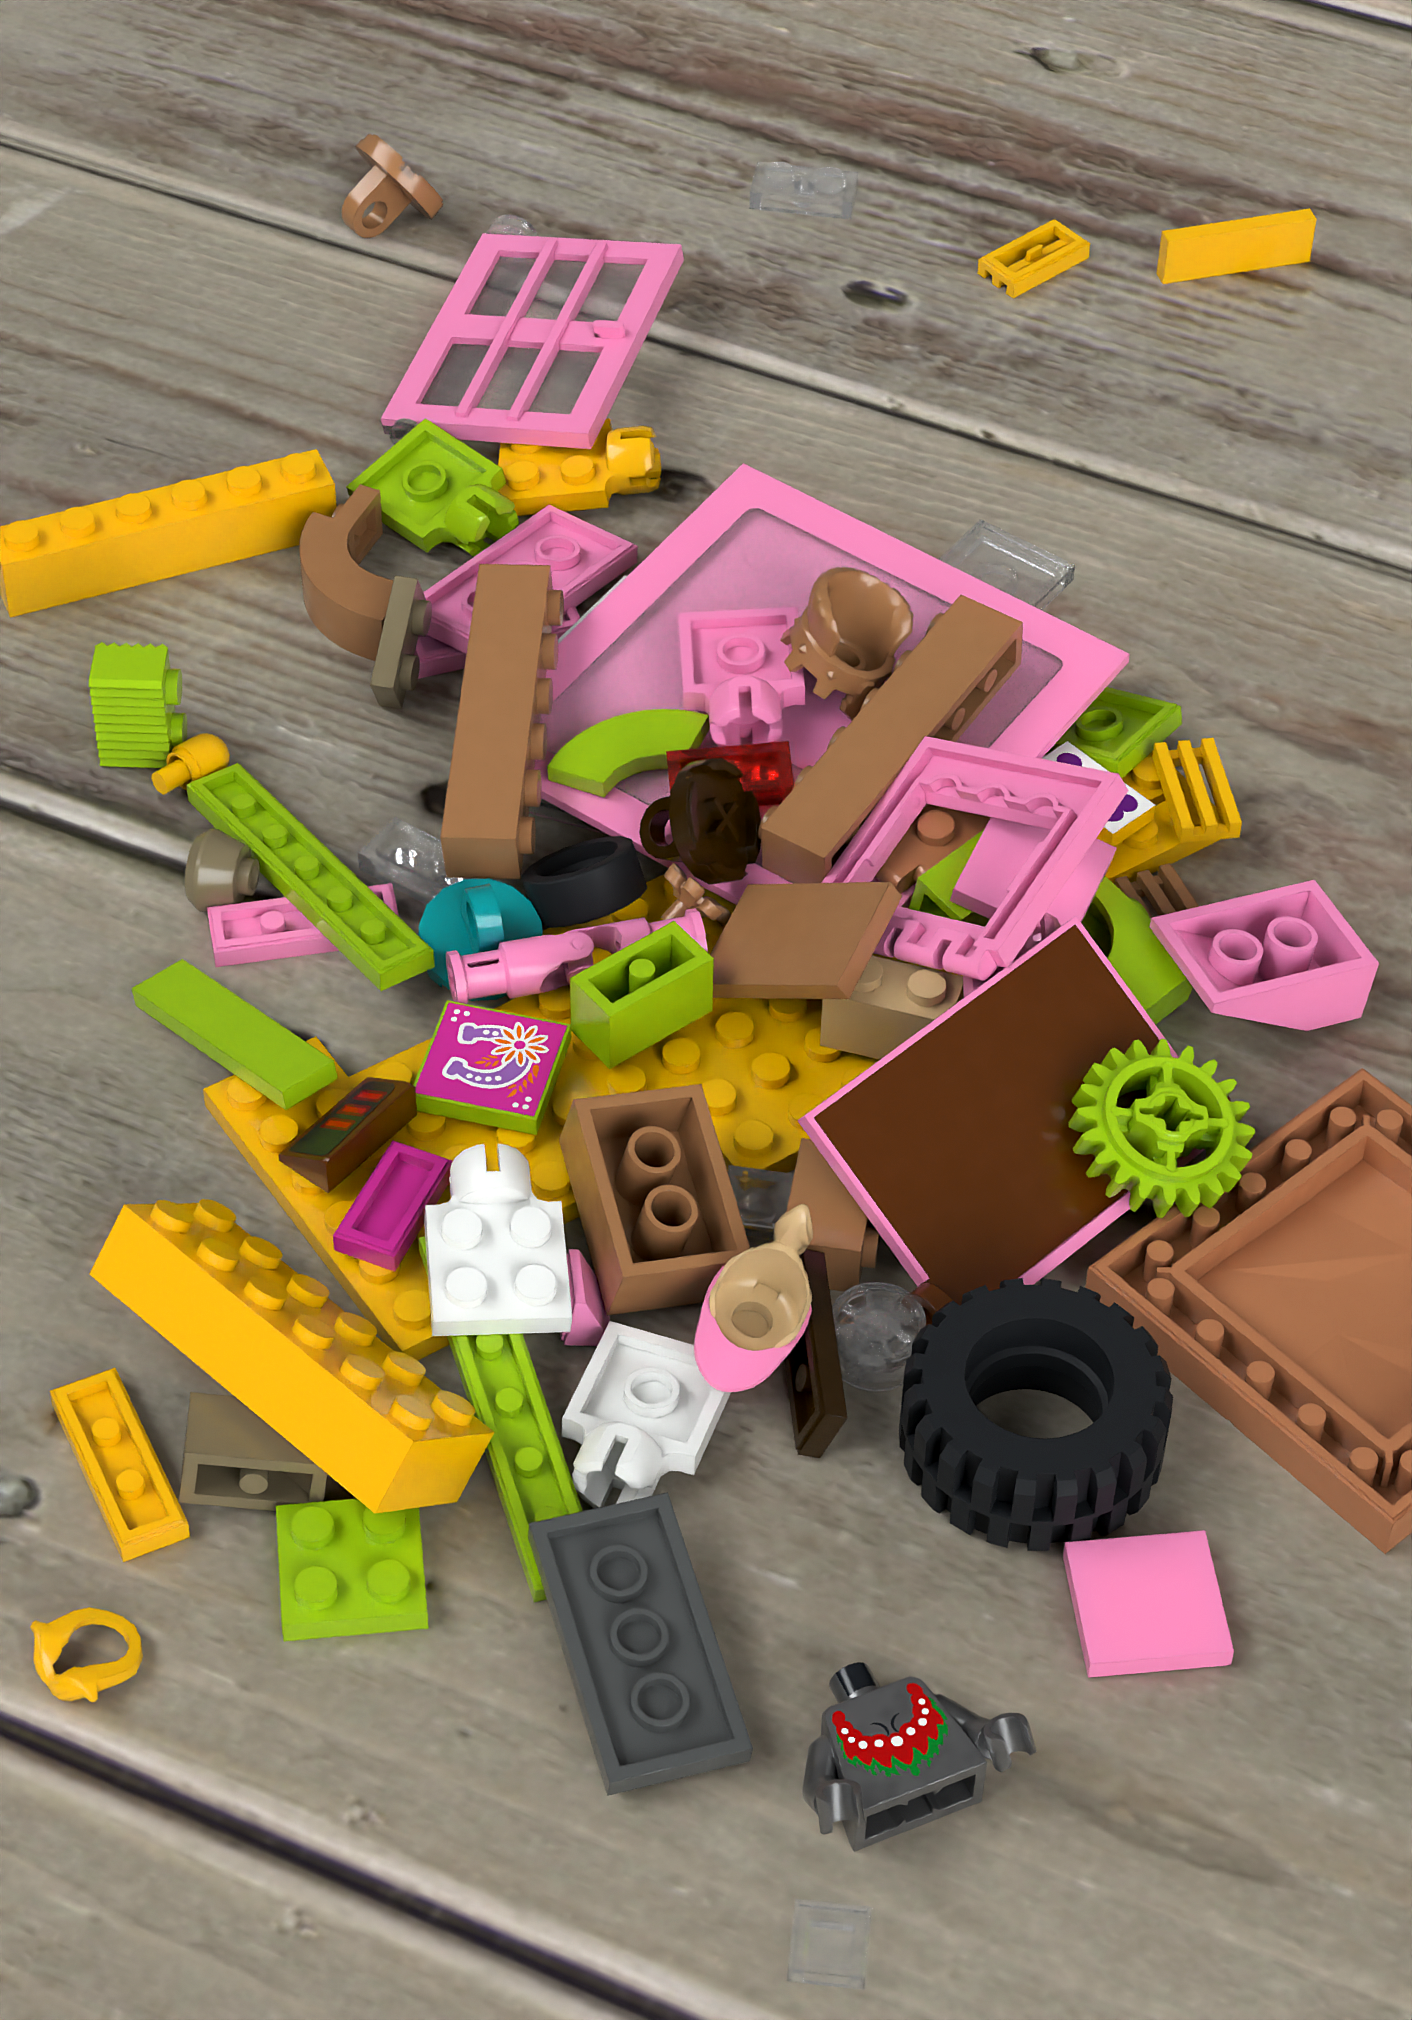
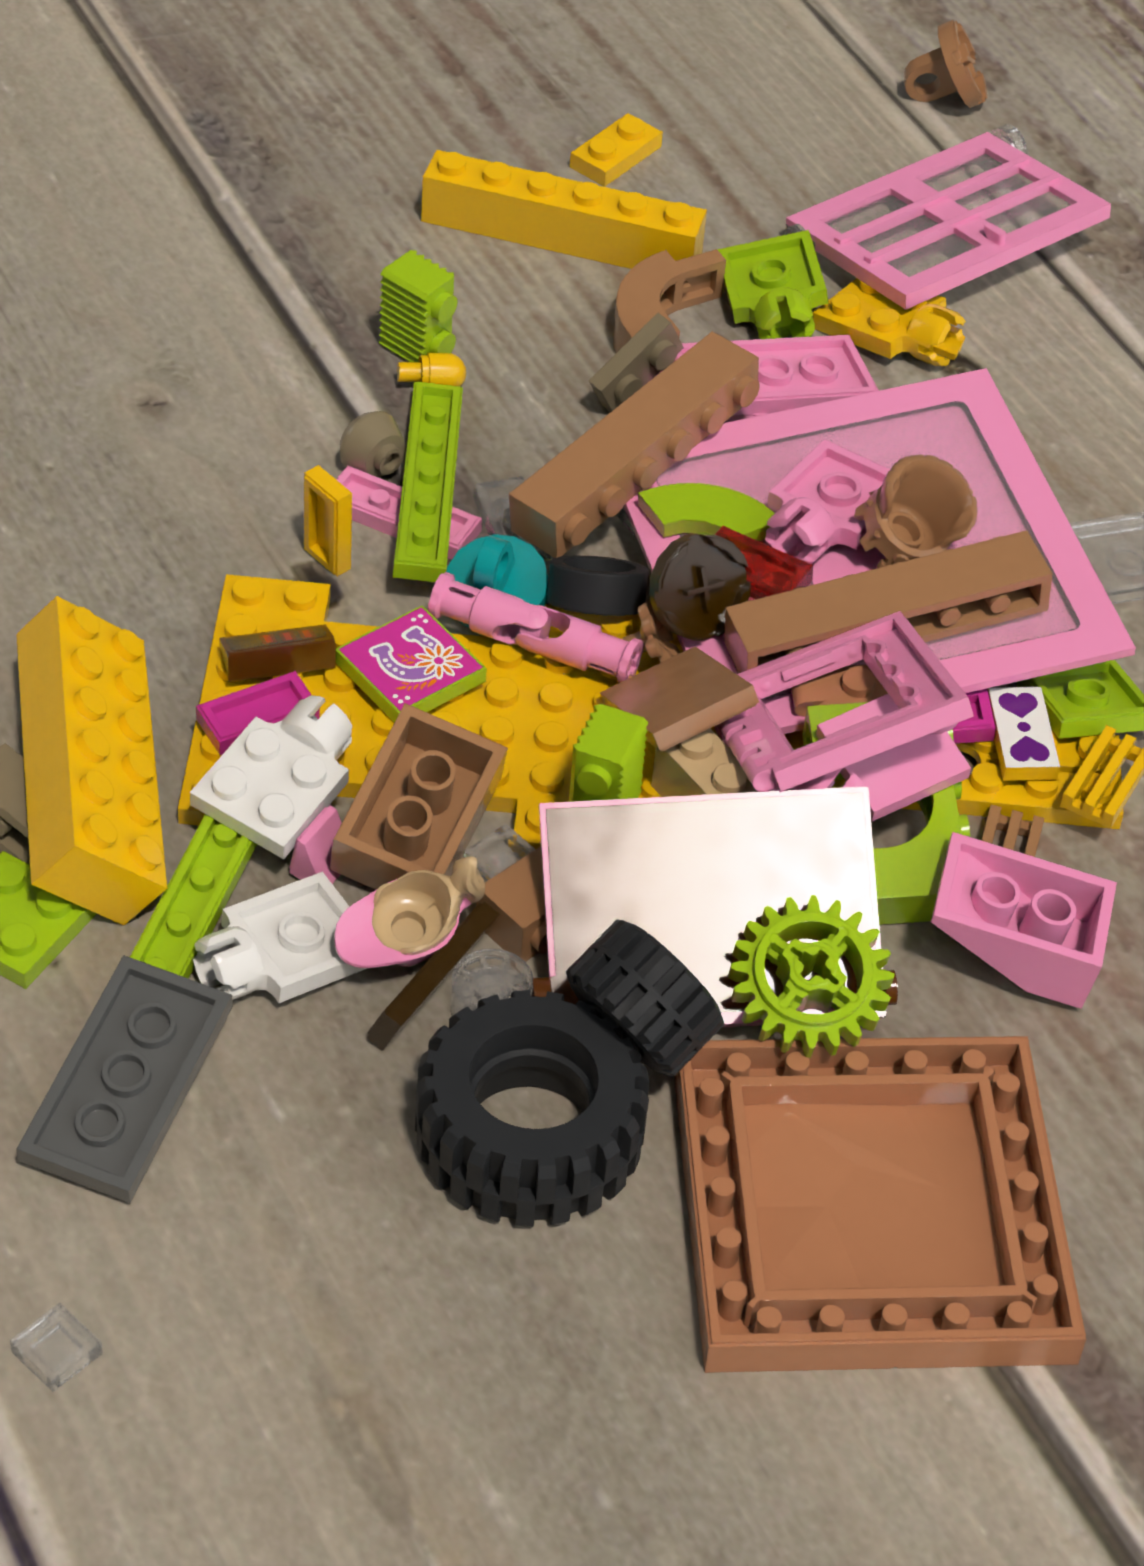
camera: 35 degrees right, 0 degrees up
(135, 438) = (616, 149): none -> yellow plate
(235, 1034) = (274, 550): lime tile -> none
(269, 968) = (327, 520): none -> yellow tile
(641, 994) = (543, 672): lime brick -> none
(801, 1046) = (608, 756): none -> lime brick
(901, 1756) = (206, 1260): flat silver torso -> none
(1062, 1231) = (647, 995): none -> black tyre
(1147, 1604) = (494, 1286): bright pink tile -> none

